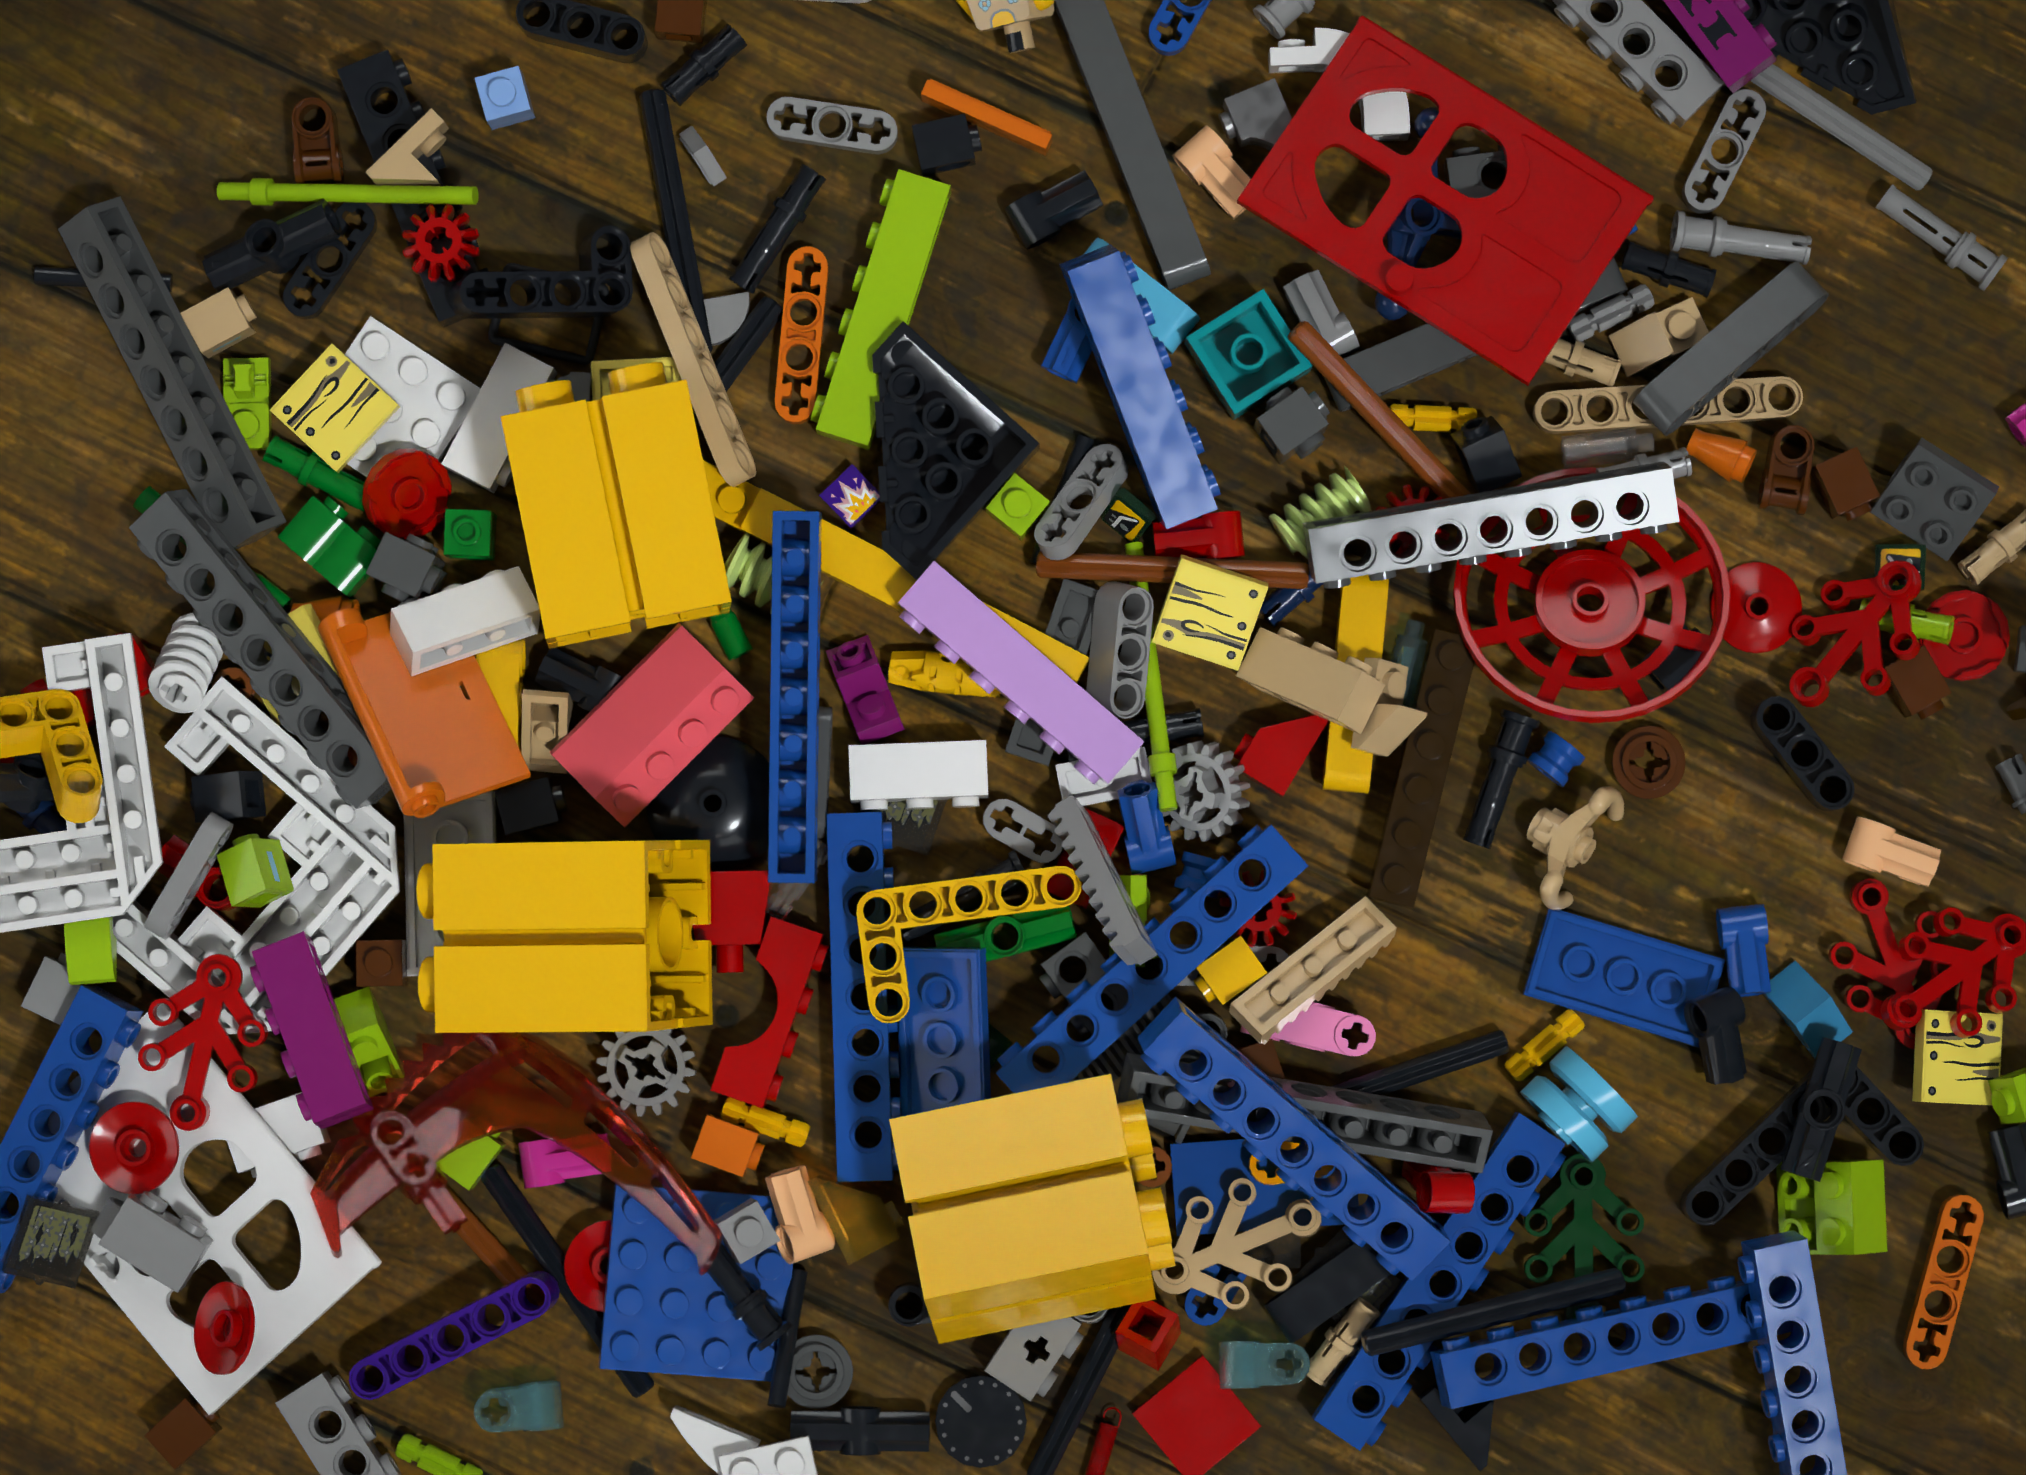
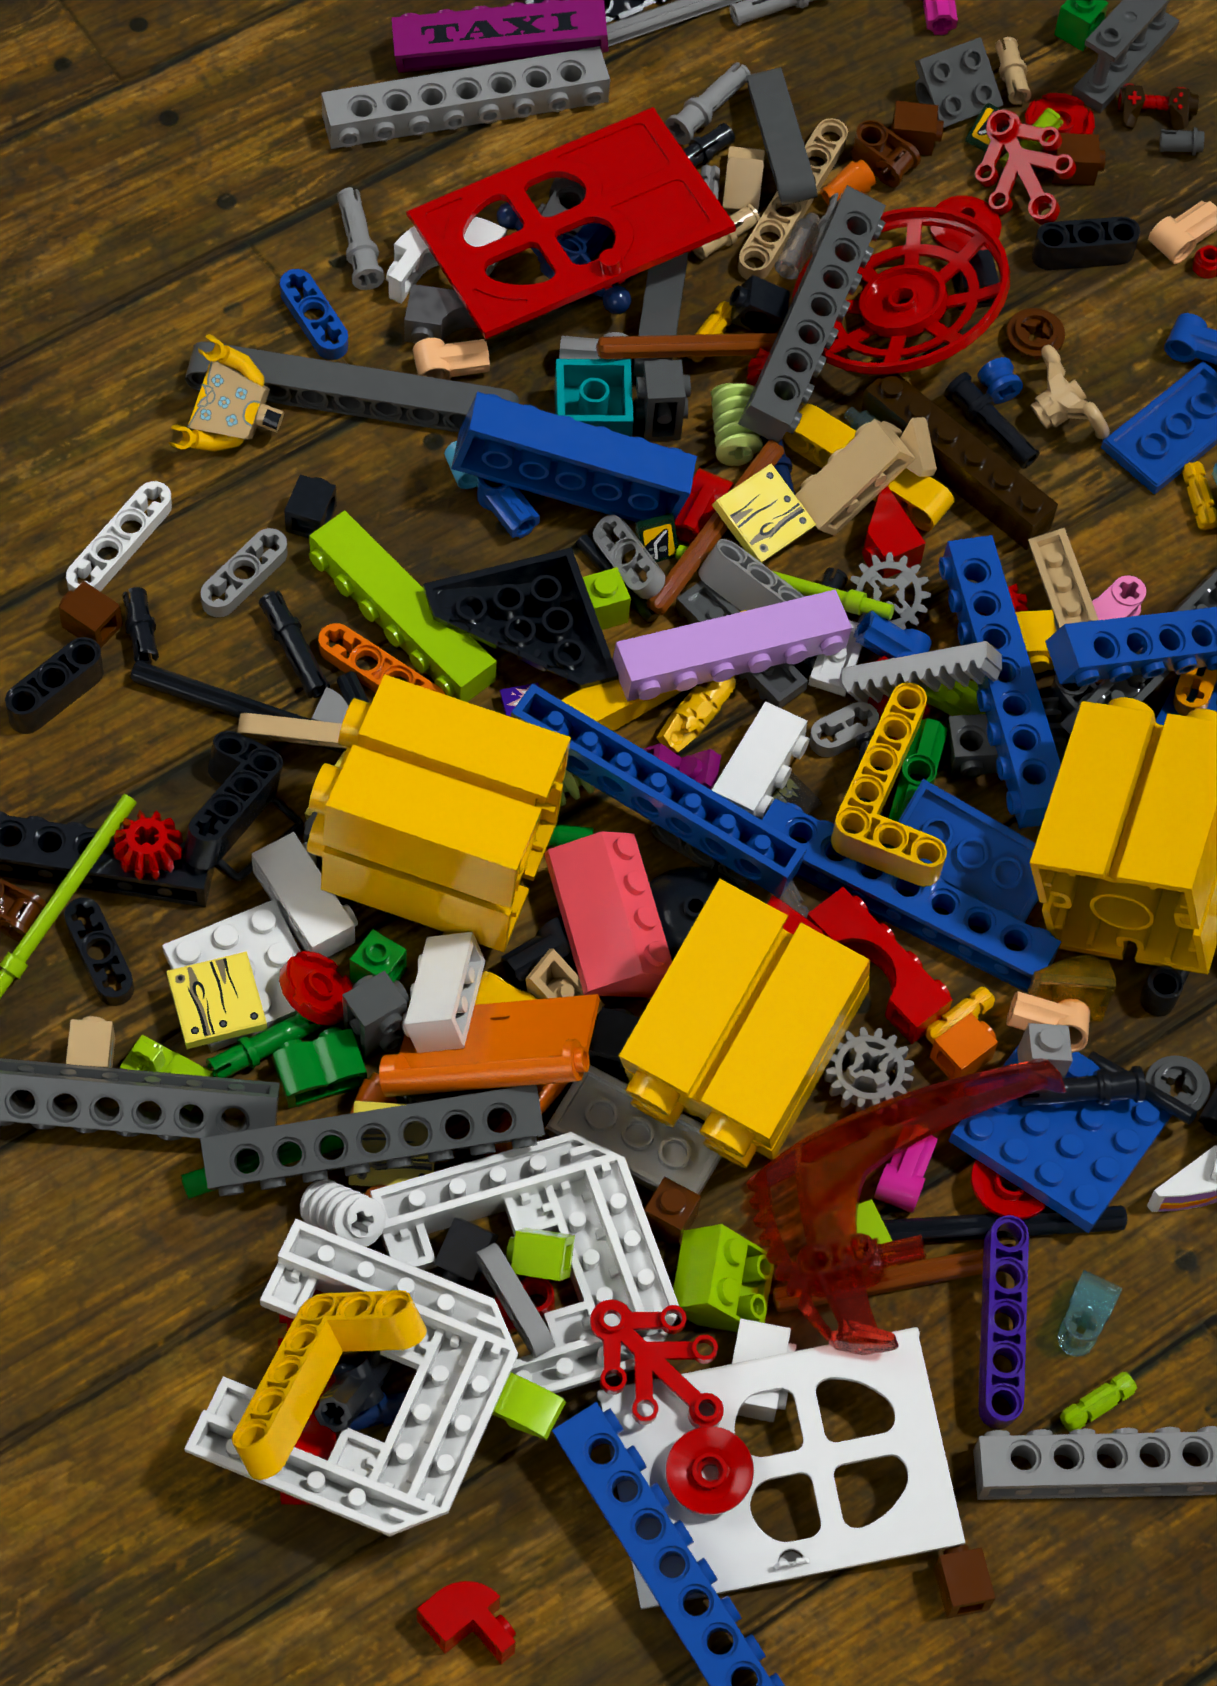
camera: 70 degrees left, 25 degrees down
(50, 990) = (538, 1472): light grey brick -> none
(50, 1241) = (747, 1586): piece -> none
(152, 1238) = (794, 1494): light grey hinge -> none
(224, 1328) = (890, 1485): red dish -> none
(291, 239) = (58, 998): black piece -> none
(311, 1031) = (700, 1266): magenta brick -> none
(400, 162) = (70, 831): tan slope -> none
(505, 97) = (67, 760): light blue brick -> none
(702, 156) = (205, 658): light grey tile -> none
(987, 116) = (323, 463): orange tile -> none
(1043, 214) = (405, 474): black piece -> none
(1192, 872) = (944, 629): blue wheel -> none
(1430, 1065) = (1172, 584): black axle -> none
(1728, 116) = (641, 68): light grey beam -> none

